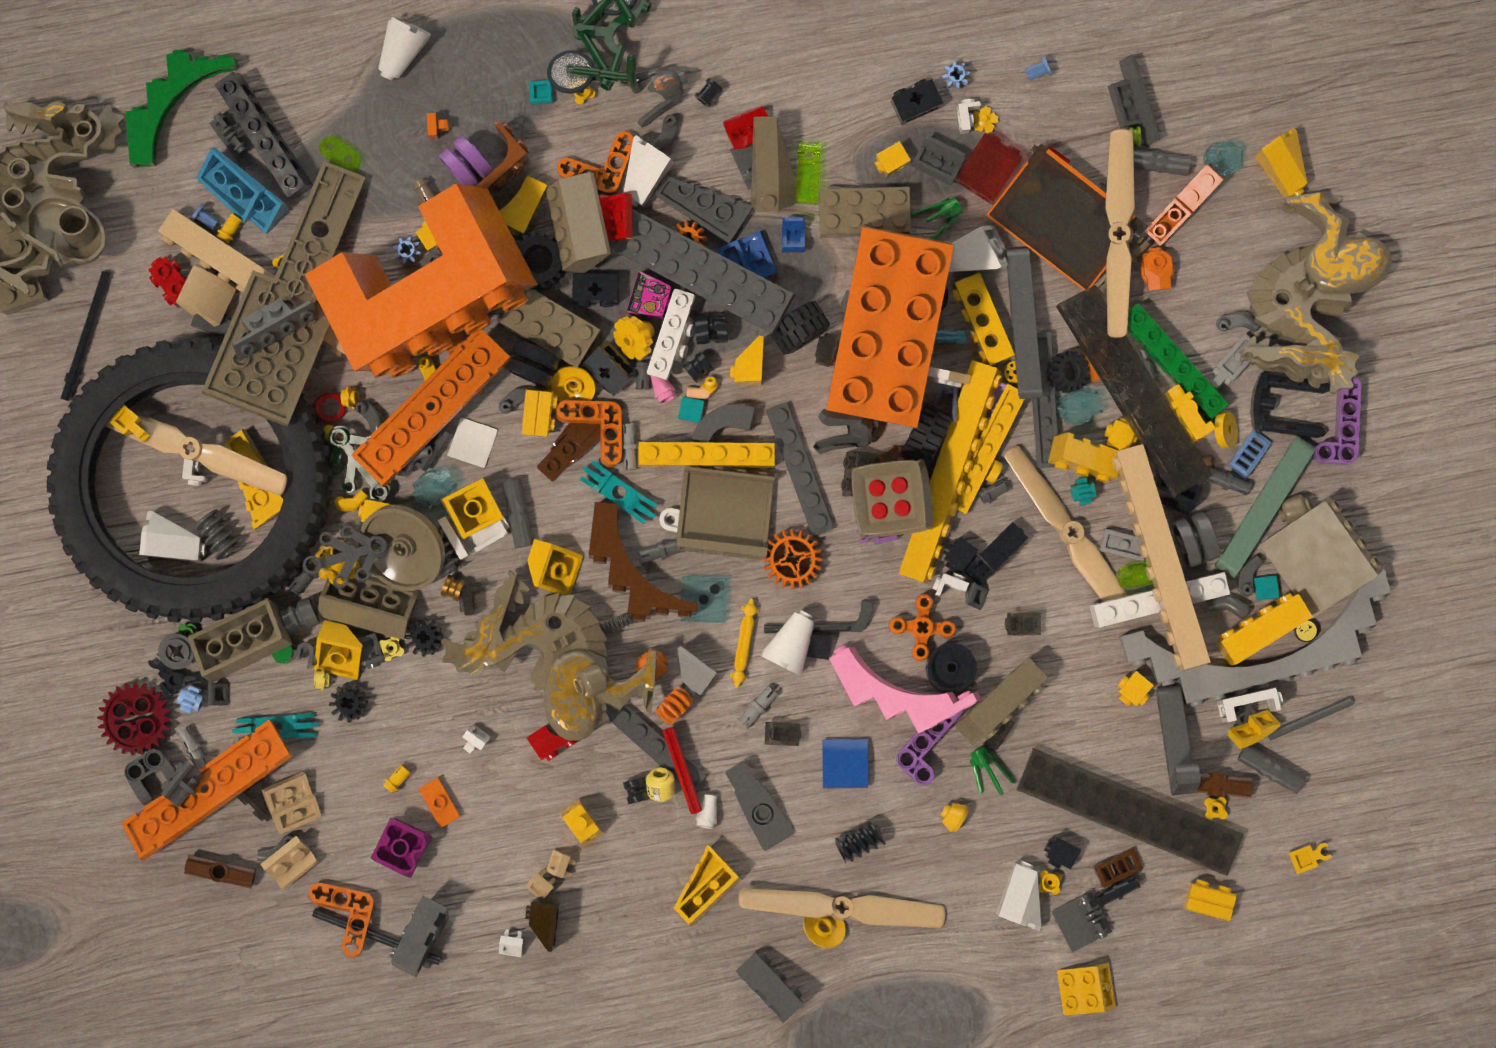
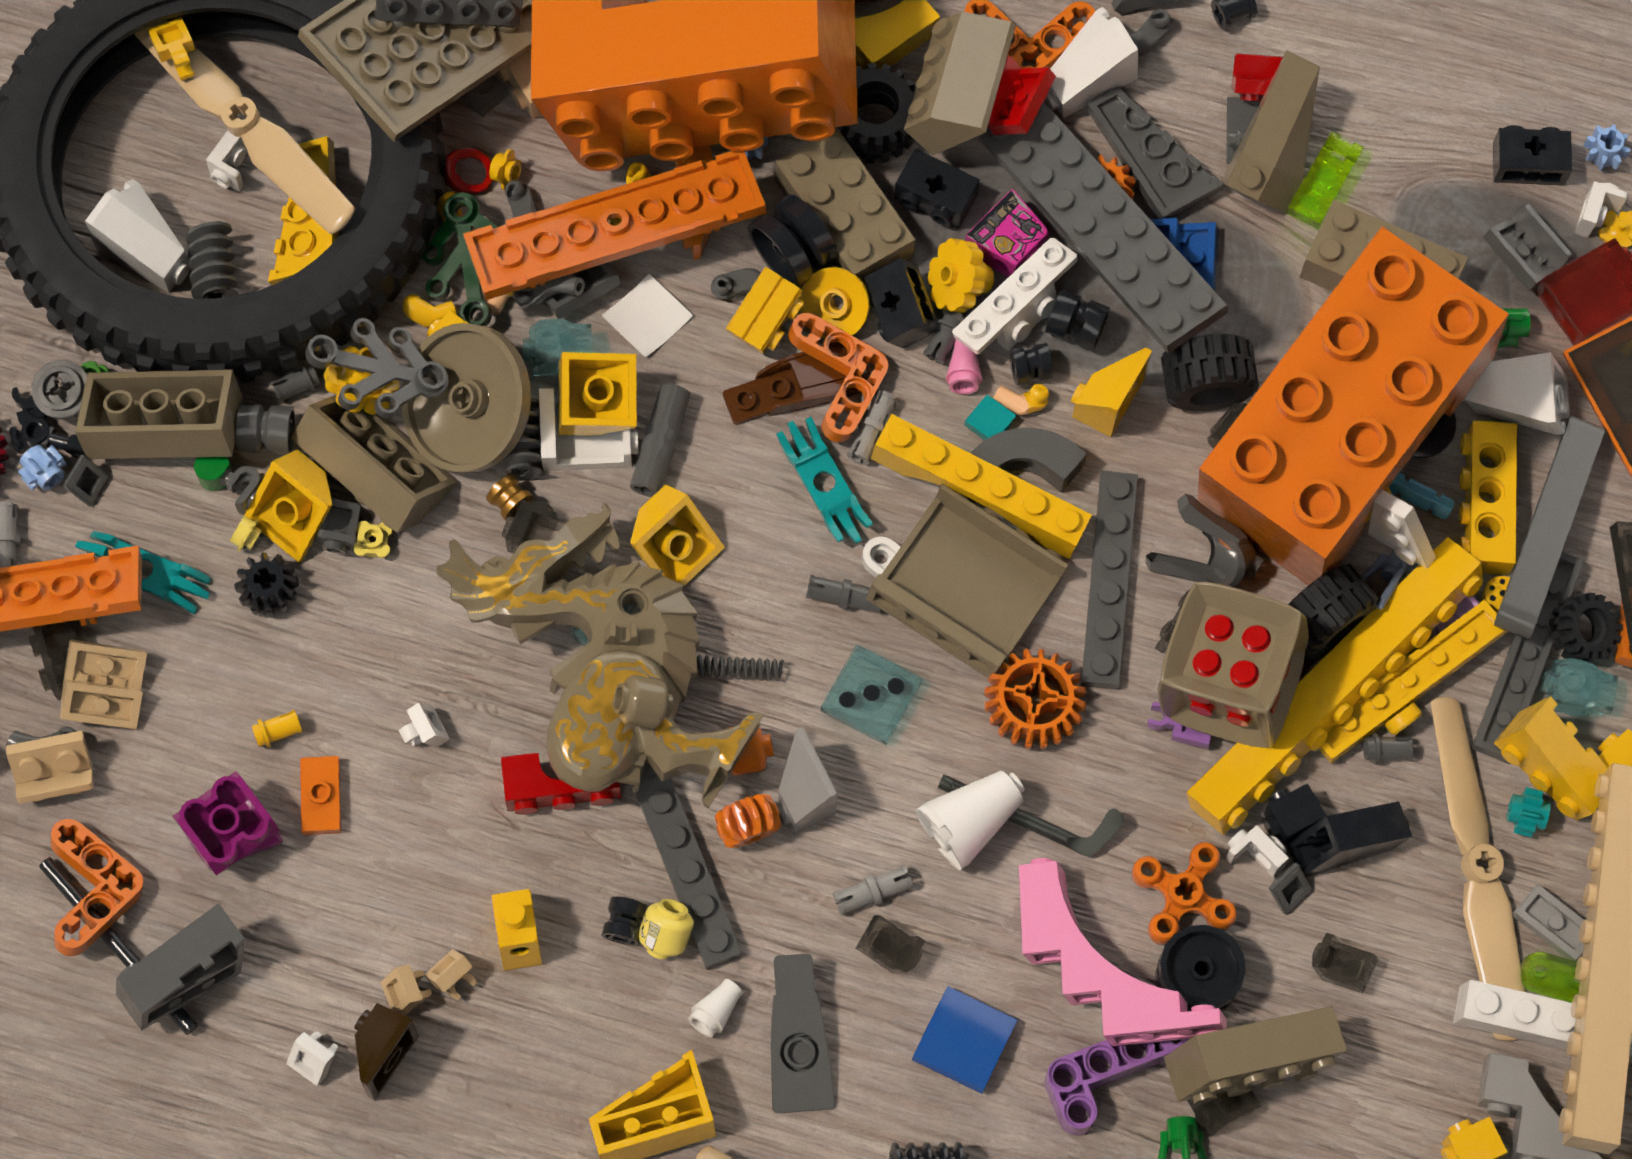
camera: 25 degrees right, 15 degrees down
(419, 643) = (424, 533): black gear -> none
(623, 576) = (769, 596): reddish brown arch -> none
(682, 770) = (710, 922): red axle -> none
(744, 643) = (899, 786): yellow wheel -> none
(793, 234) = (1263, 248): blue bracket -> none
(819, 647) = (1011, 846): black slope -> none
(892, 159) = (1459, 216): yellow brick -> none

